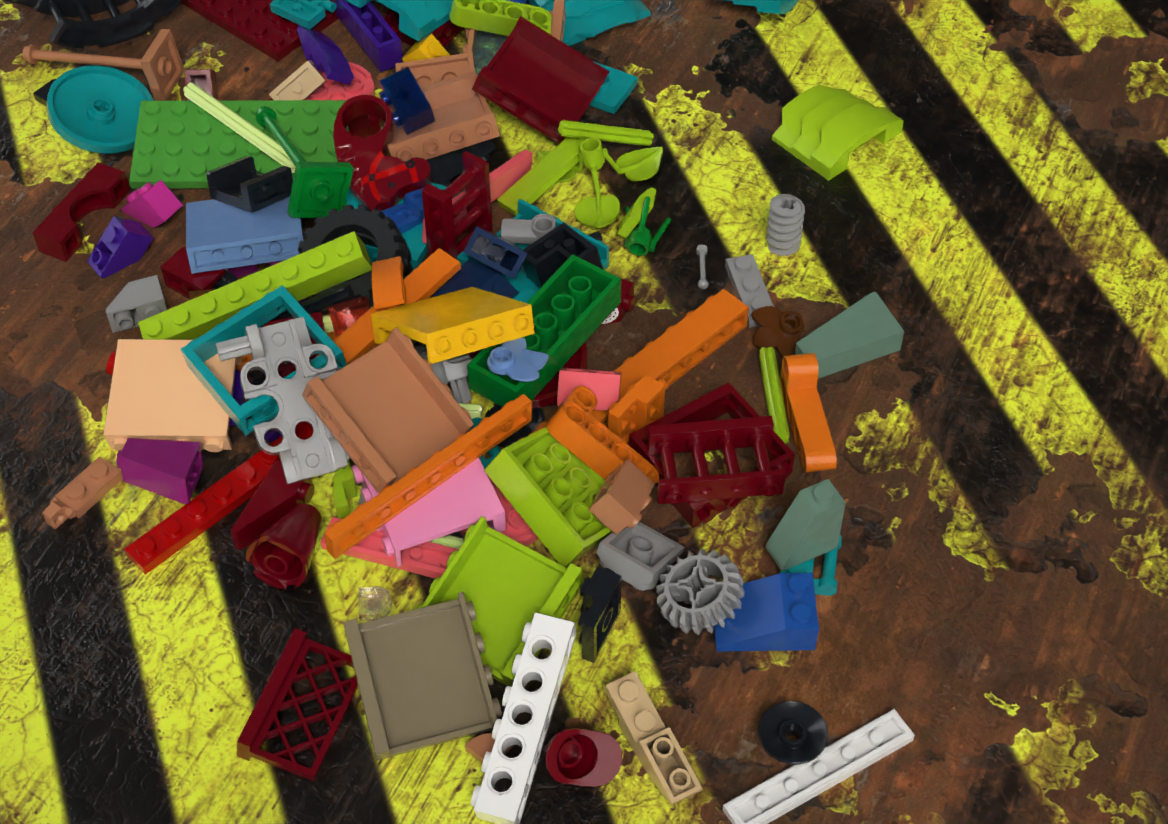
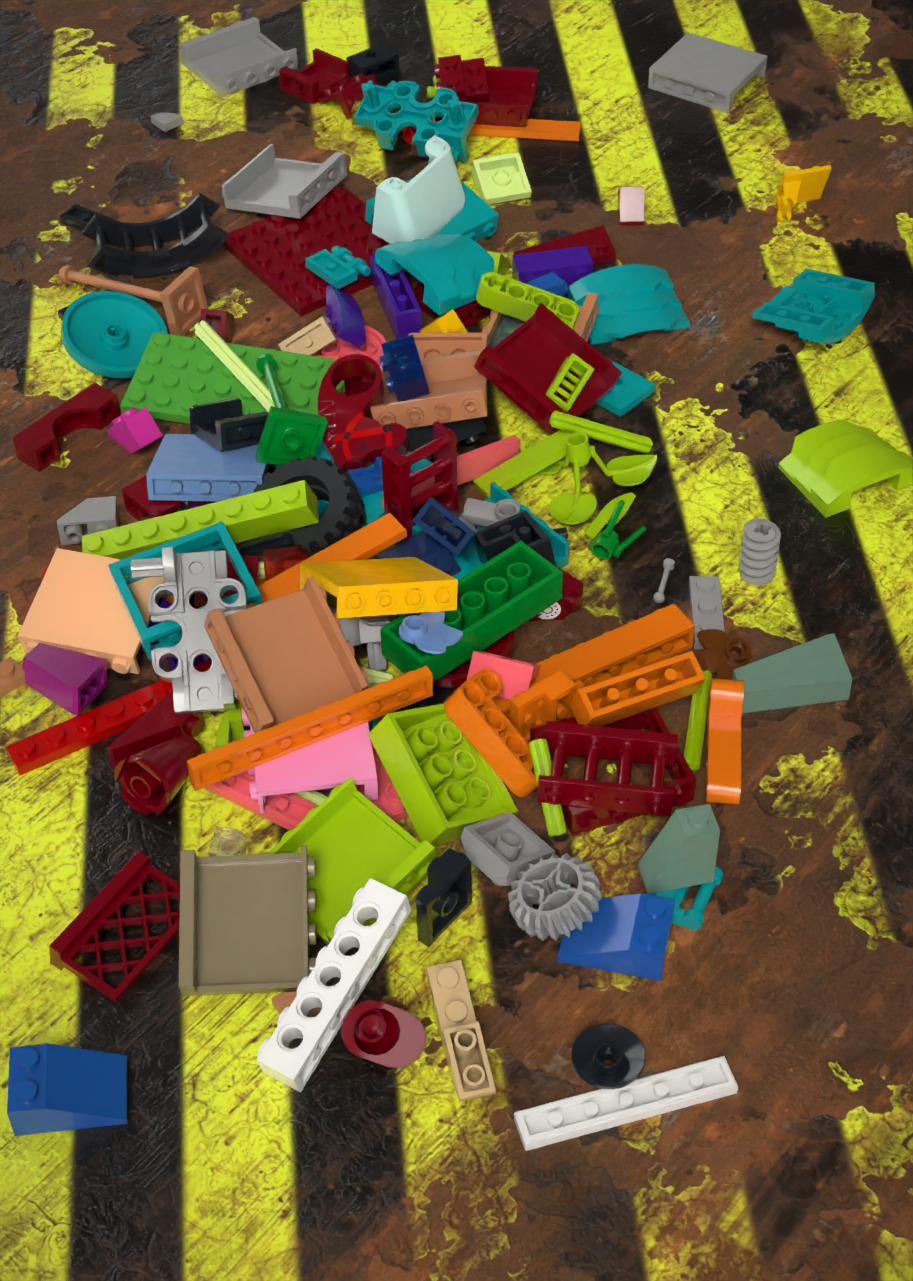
camera: 15 degrees right, 5 degrees down
(119, 246) = (91, 464): dark purple slope -> none
(388, 283) = (326, 537): orange slope -> none
(574, 77) = (579, 367): none -> lime slope
(622, 497) = (501, 787): nougat brick -> none
(654, 470) = (542, 766): none -> lime axle
(721, 380) = (637, 690): none -> orange brick

